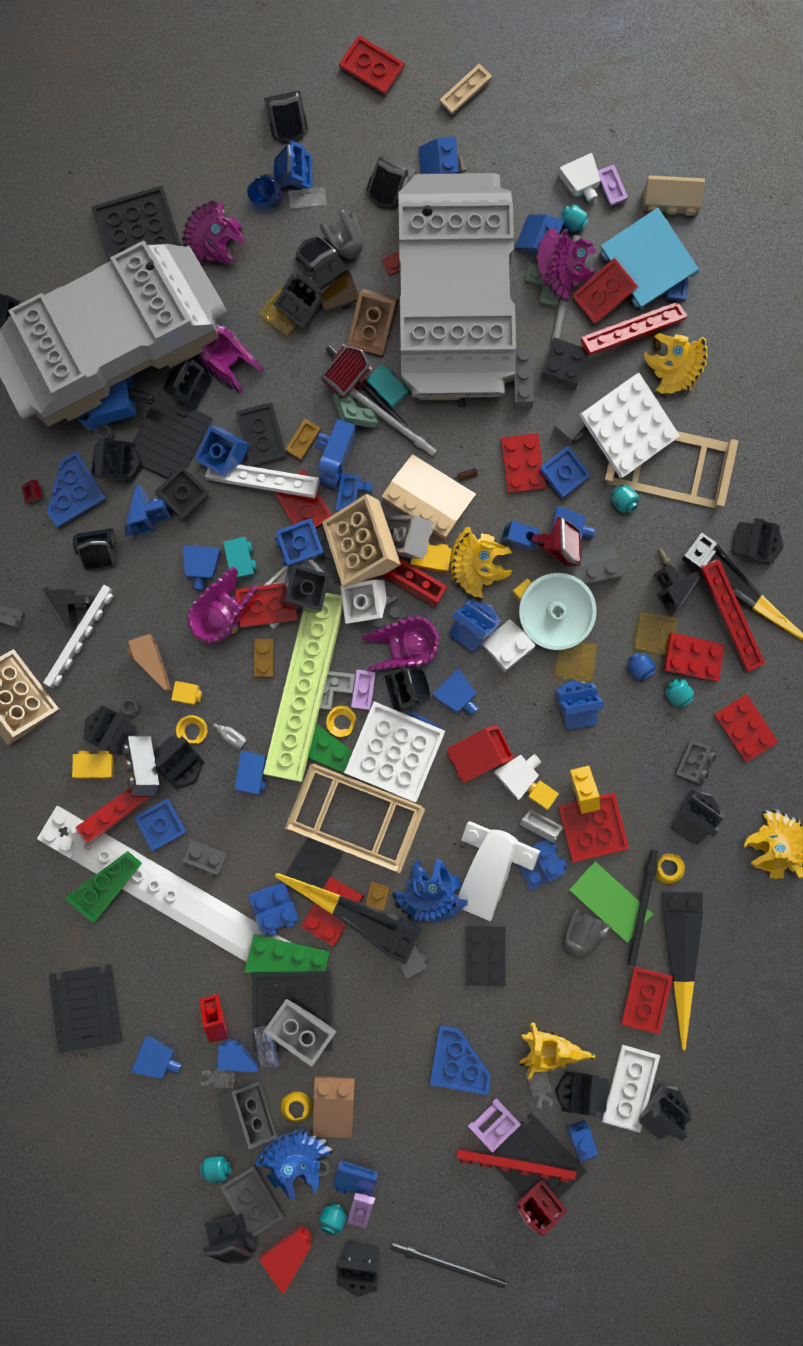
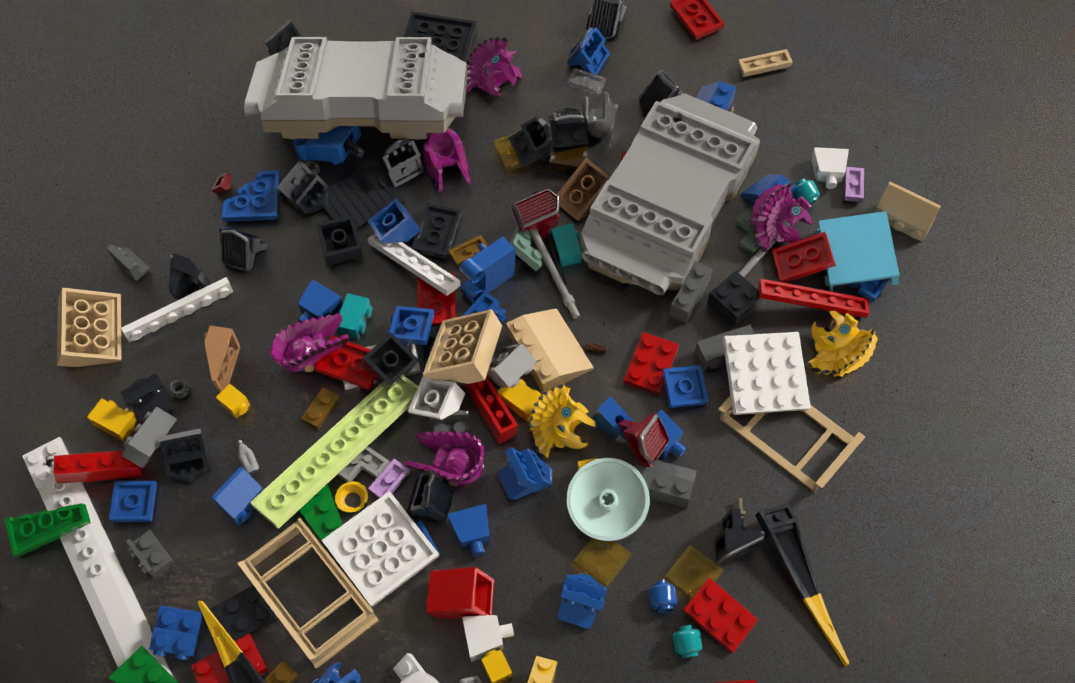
camera: 30 degrees right, 20 degrees down
(144, 513) = (297, 240): blue piece -> none
(191, 719) = (211, 428): yellow piece -> none
(264, 190) = (554, 58): clear blue hair -> none
(508, 645) = (546, 512): white slope -> none
(624, 499) = (729, 437): teal head -> none
(732, 615) = (779, 593): red plate -> none
(758, 540) = (842, 538): black piece -> none

